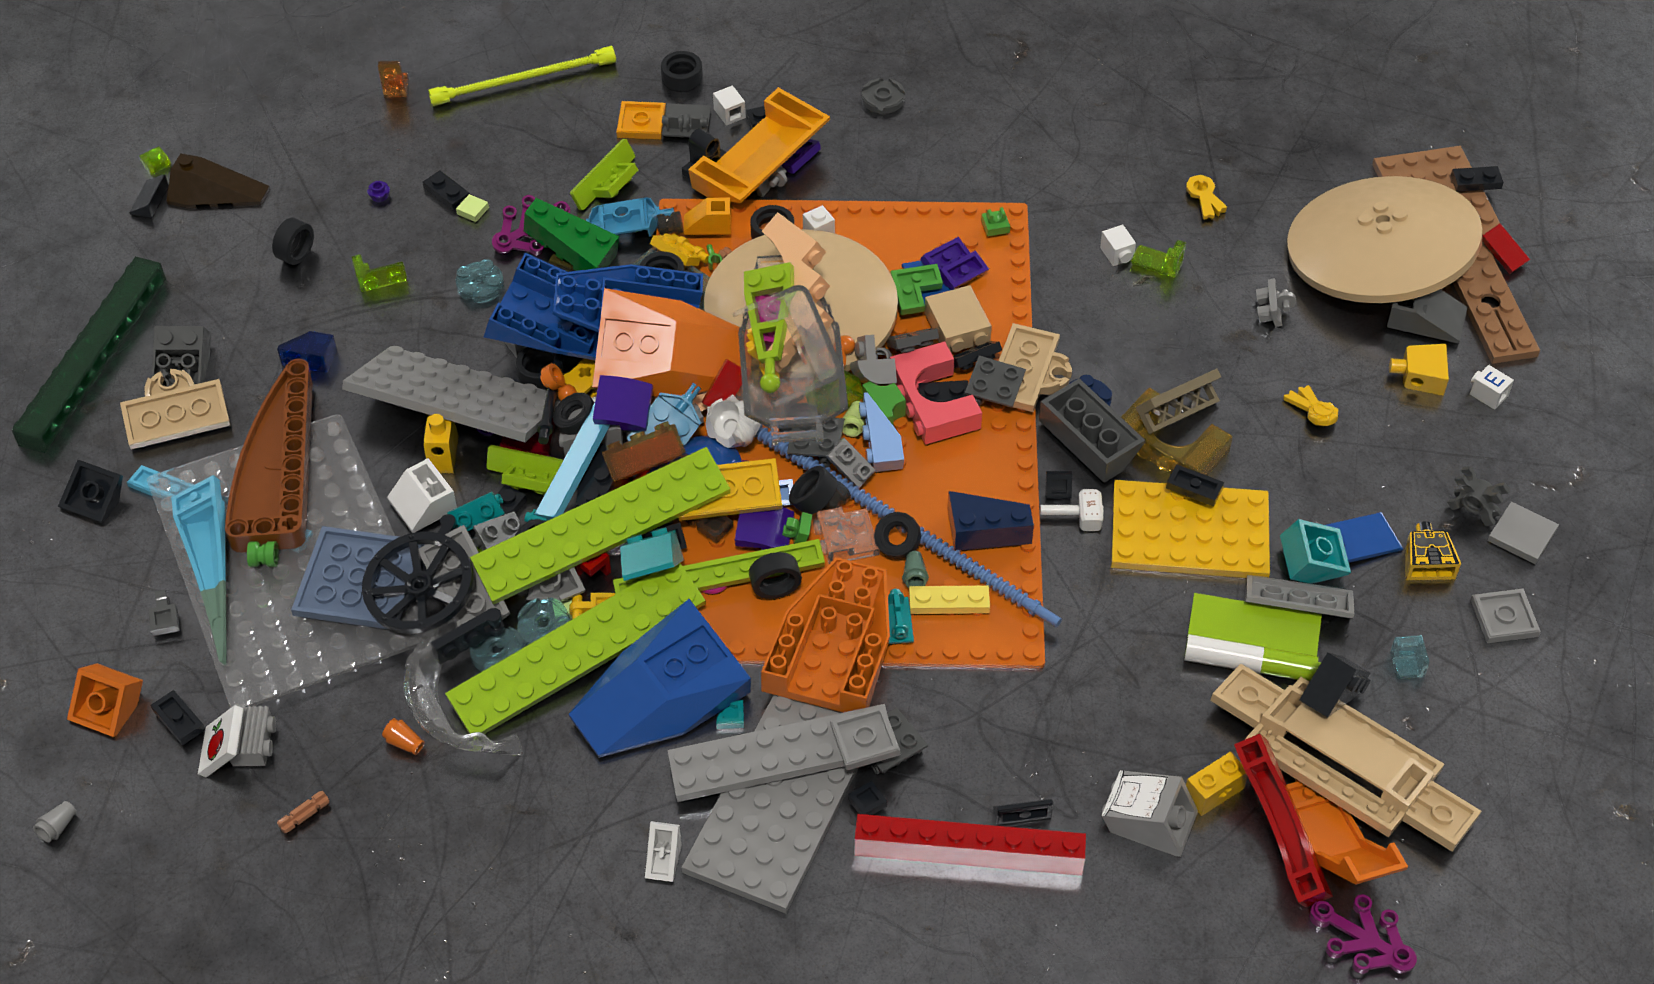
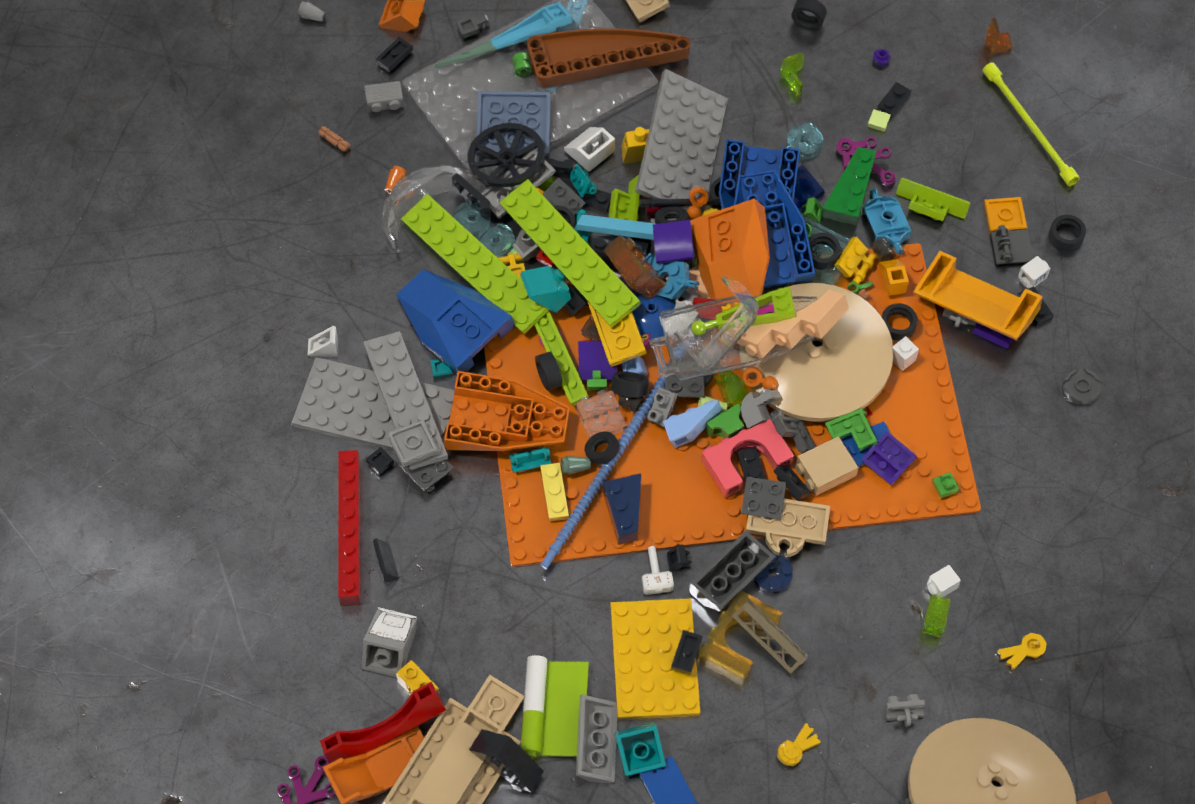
camera: 80 degrees right, 10 degrees up
(220, 741) = (374, 79): white tile -> none
(314, 347) = (711, 51): clear blue slope -> none
(701, 145) = (969, 261): black tile -> none

